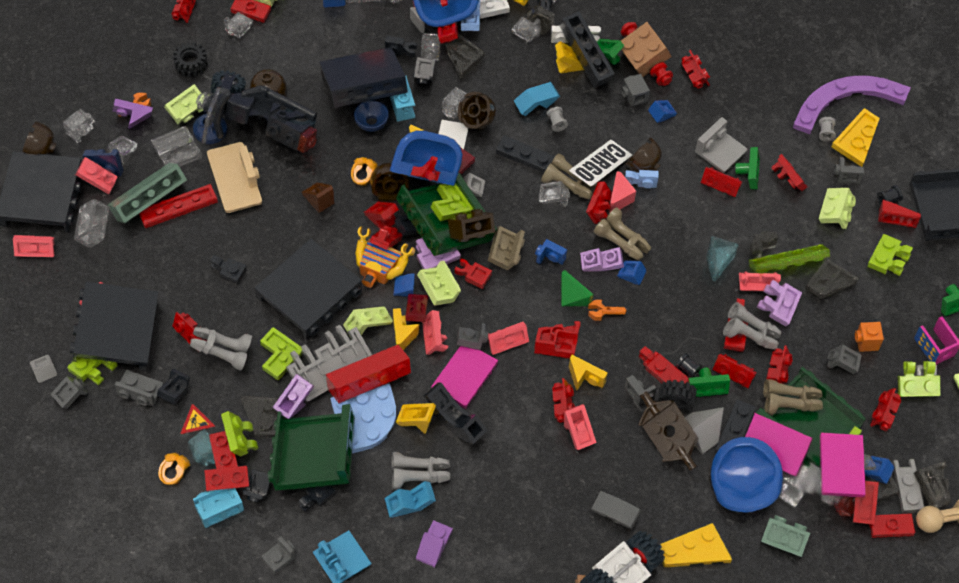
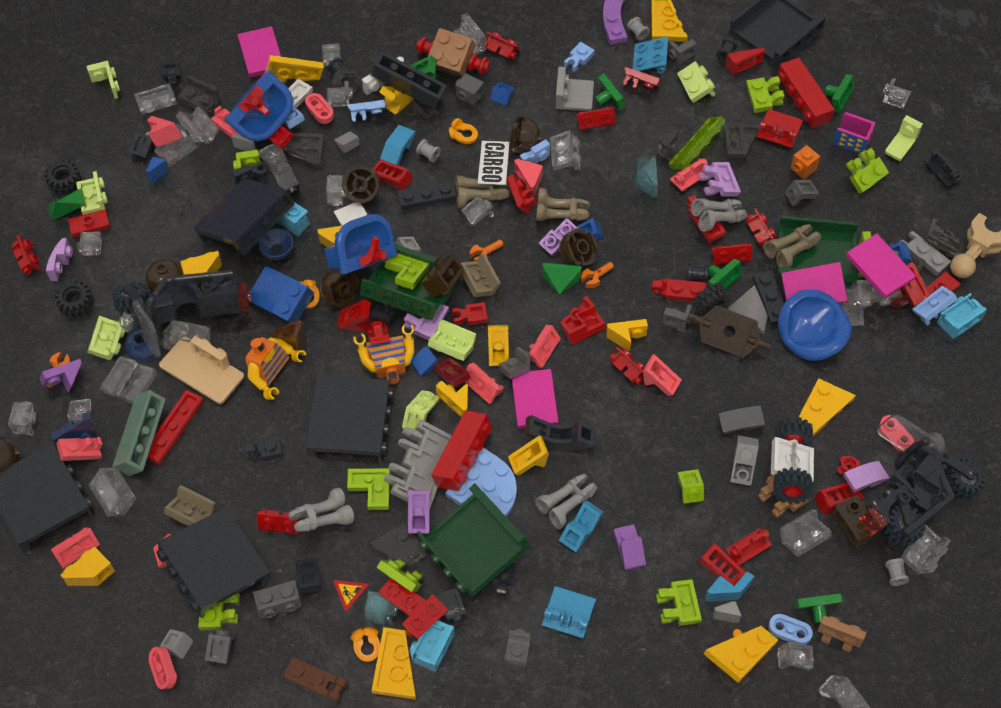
camera: 35 degrees left, 0 degrees up
(17, 377) = (162, 668): none -> coral plate
(29, 269) = (88, 570): none -> yellow slope
(113, 466) = (314, 679): none -> reddish brown plate
(135, 273) = (189, 506): none -> dark tan bracket
(176, 500) = (393, 666): none -> yellow wing
(206, 19) = (58, 257): none -> lavender slope
(244, 137) = (183, 331): none -> clear bracket
(283, 202) = (267, 360): none -> torso
(303, 95) = (205, 263): none -> yellow slope
(339, 159) = (280, 295): none -> blue slope
(408, 33) = (245, 158): none -> lime bracket
(472, 311) = (498, 344): none -> yellow slope
(500, 70) = (347, 141): none -> light grey slope
(501, 29) = (322, 110): none -> coral plate
(512, 121) = (399, 182): none -> red slope
(525, 532) = (691, 486): none -> lime bracket
(529, 230) = (486, 250): none -> orange bar
(545, 56) = (374, 107): none -> light blue plate
(551, 250) = (517, 255): blue bracket -> none
(587, 542) = (744, 460): none -> light grey slope
(599, 113) = (458, 125): none -> light orange piece
(605, 277) = (578, 247): none -> dark brown cylinder
(670, 192) = (565, 151): none -> clear bracket
(674, 44) = (469, 29): none -> clear bracket
(757, 120) = (579, 55): none -> light blue plate
(785, 536) = (878, 350): sand green bracket -> none
(818, 159) = (651, 55): none -> dark azure hinge
(870, 533) = (934, 304): none -> light blue plate
(876, 293) = (779, 128): none -> red hinge
(887, 402) = (859, 205): red hinge -> none
(888, 560) = (961, 316): none -> medium azure hinge
(926, 278) = (805, 92): none -> red brick

